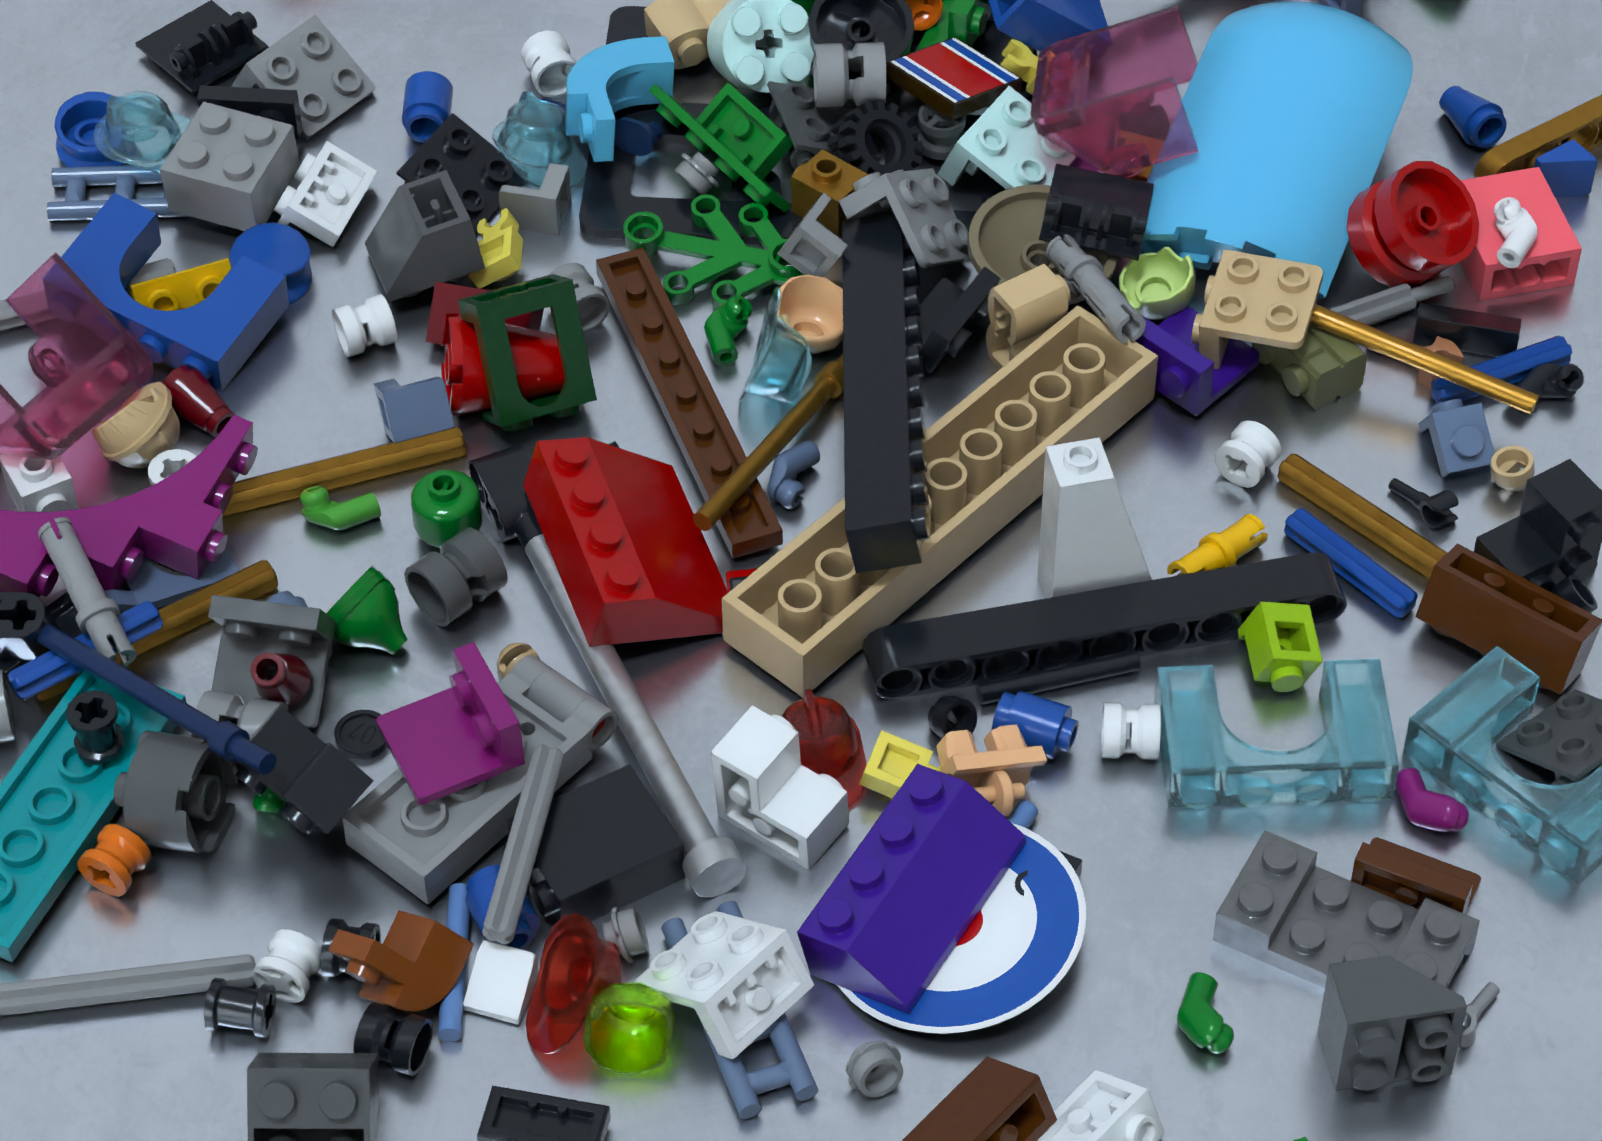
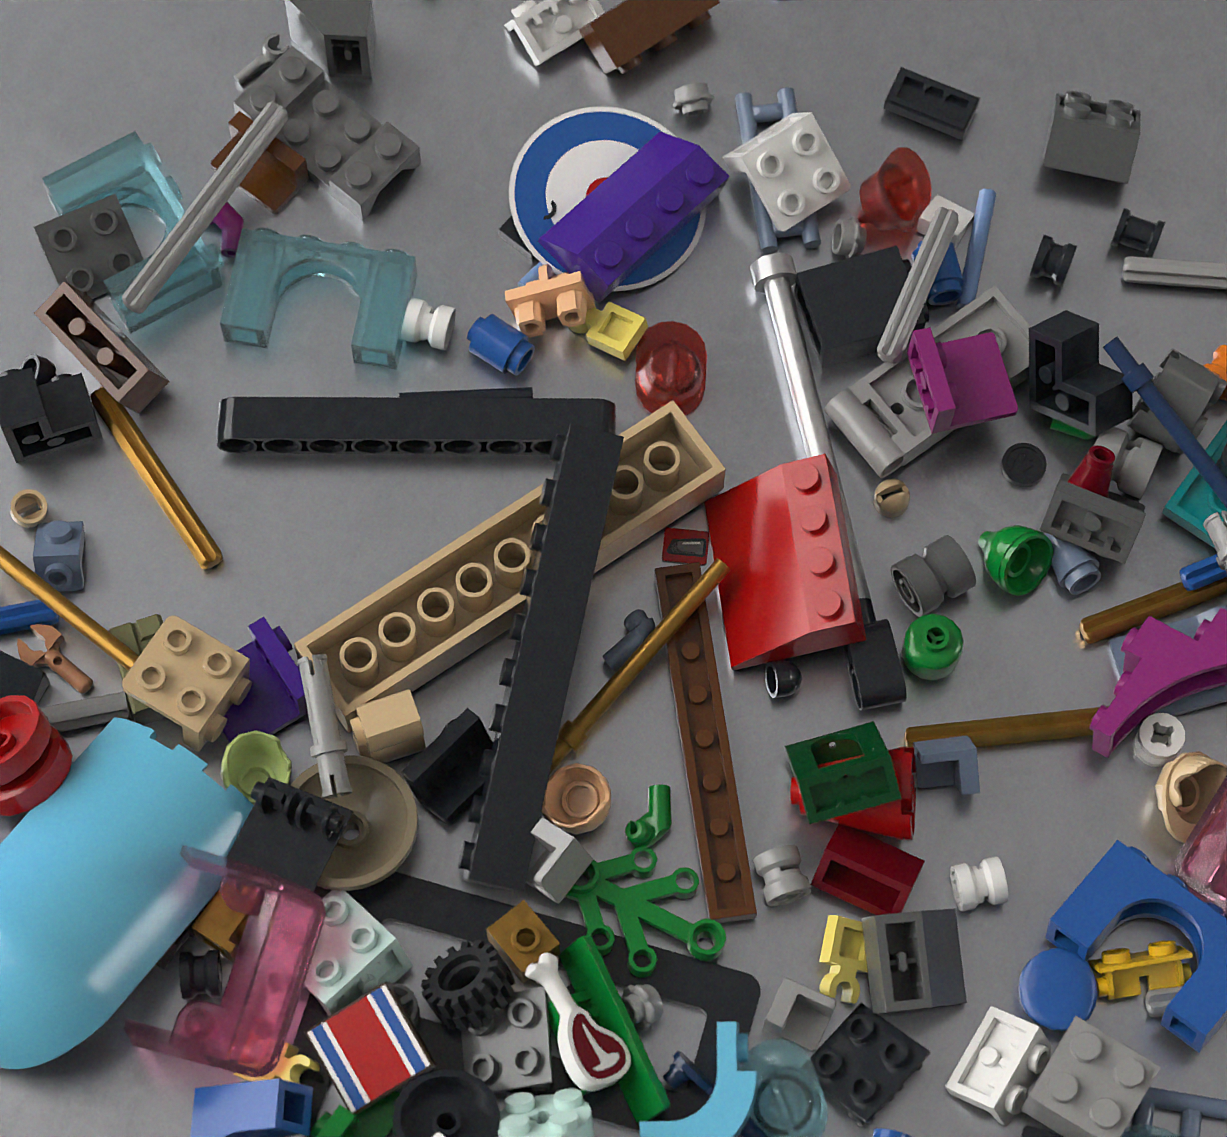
camera: 170 degrees left, 20 degrees up
(197, 400) = (1136, 826): dark red cone -> none
(289, 965) = (1100, 257): white wheel -> none
(338, 515) = (1024, 684): bright green arm -> none
(396, 1038) = (1029, 184): black wheel -> none
(412, 965) = (1016, 224): dark orange brick -> none
(629, 1028) = (860, 153): clear neon green hair -> none
(739, 101) = (589, 1052): none -> white piece
(772, 794) = (715, 311): white brick -> none
(780, 359) = (623, 751): clear light blue piece -> none
(832, 70) = (476, 1042): light grey wheel -> none
(921, 209) = (457, 881): light grey bracket -> none
(957, 710) = (562, 372): black hinge -> none
(1084, 524) = (410, 459): white slope -> none
(1199, 1019) = (456, 95): green arm -> none
(1222, 548) = (302, 479): yellow pin -> none
(1247, 454) = (243, 569): white wheel -> none
(1281, 644) = (285, 368): lime brick -> none
(1351, 563) = (198, 453): blue axle -> none
(1433, 509) = (105, 490): black hand -> none
(1451, 770) = (204, 208): none -> light grey axle

